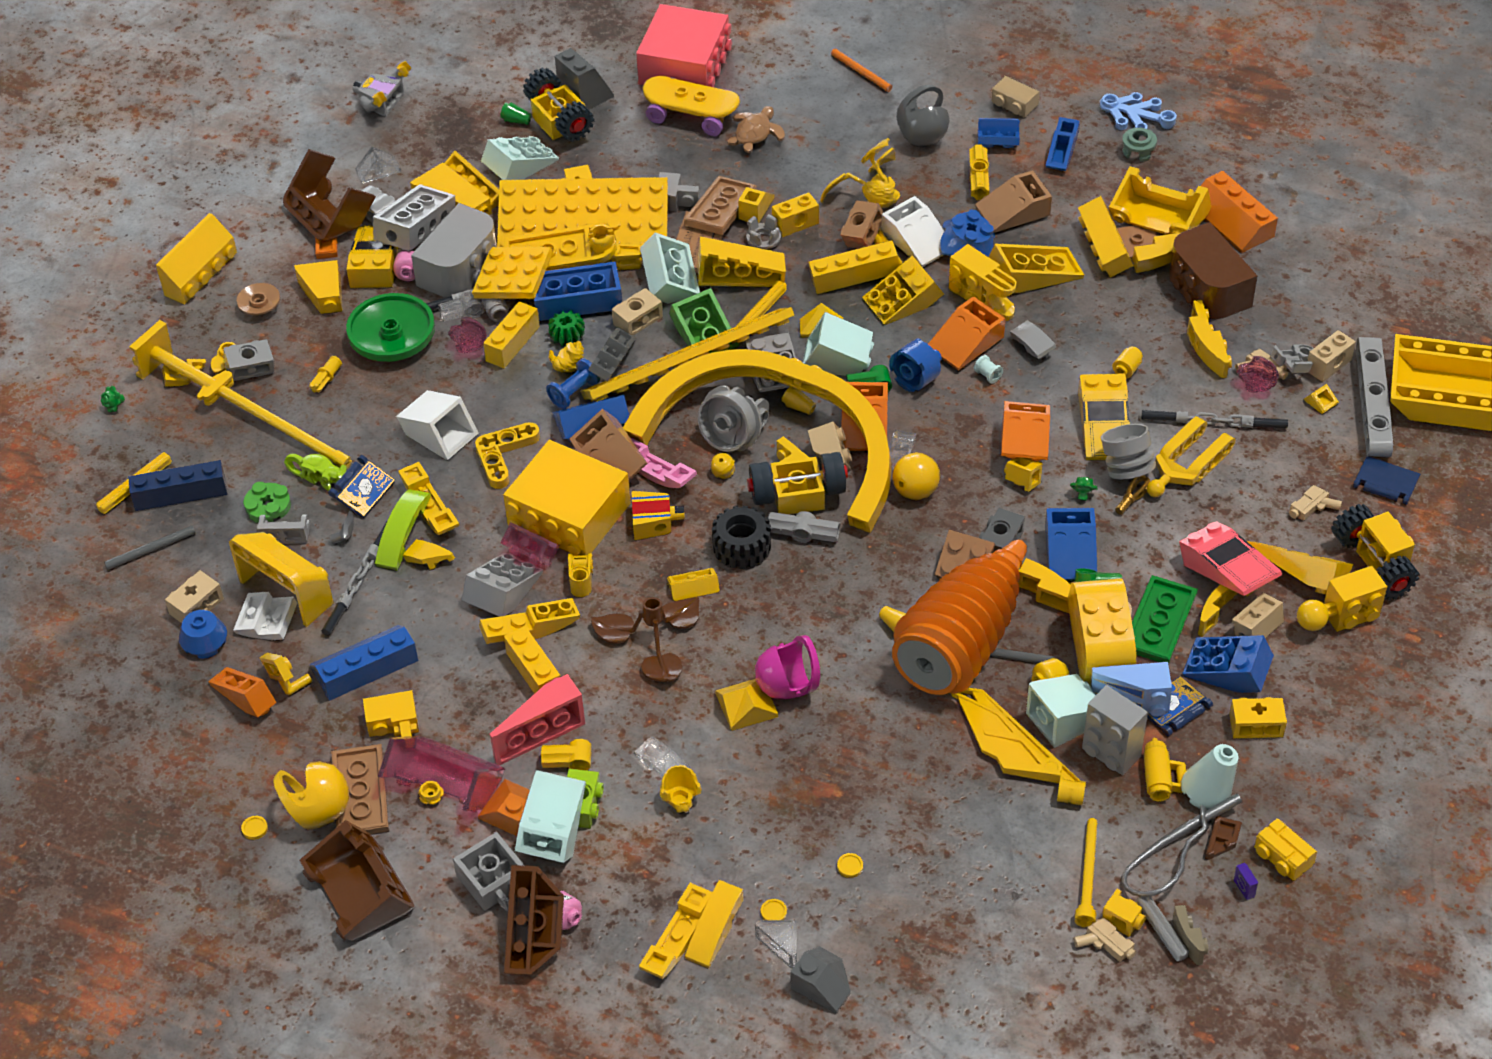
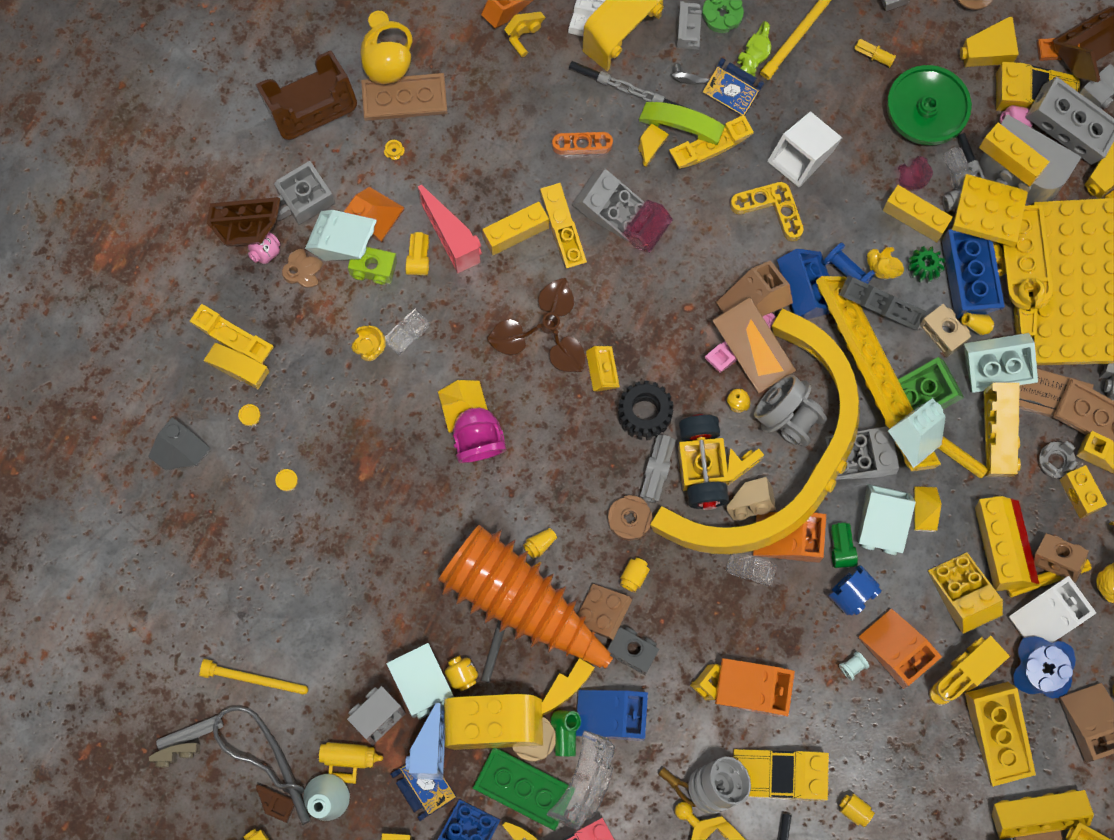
camera: 90 degrees right, 25 degrees up
(365, 662) = (536, 94): blue slope -> none
(391, 714) = (473, 119): yellow hinge -> none
(420, 608) = (567, 137): none -> orange beam
(457, 772) = (417, 166): clear pink windscreen -> none
(460, 242) = (1014, 154): none -> yellow brick
(568, 498) = (696, 256): yellow brick -> none
(580, 574) = (619, 270): yellow piece -> none
(586, 873) = (304, 266): none -> medium nougat plate
(632, 282) = (980, 323): none -> yellow cone
(653, 514) = (681, 334): yellow torso -> none
(664, 446) = (754, 344): none -> medium nougat tile
(750, 308) = (920, 432): none -> light aqua slope
(780, 938) = (214, 417): clear slope -> none
(855, 558) = (619, 524): none -> medium nougat plate
(916, 476) = (706, 576): yellow piece -> none
(921, 538) = (634, 574): none -> yellow brick
(1015, 747) = (389, 632): yellow wing -> none
(1033, 339) = (893, 716): light grey slope -> none
(1083, 487) = (689, 739): green plant -> none
(1105, 935) = (187, 683): tan piece -> none
(1123, 913) = (202, 700): yellow brick -> none
(1144, 561) = (587, 784): none -> clear windscreen
(1245, 881) = (221, 813): dark purple tile -> none

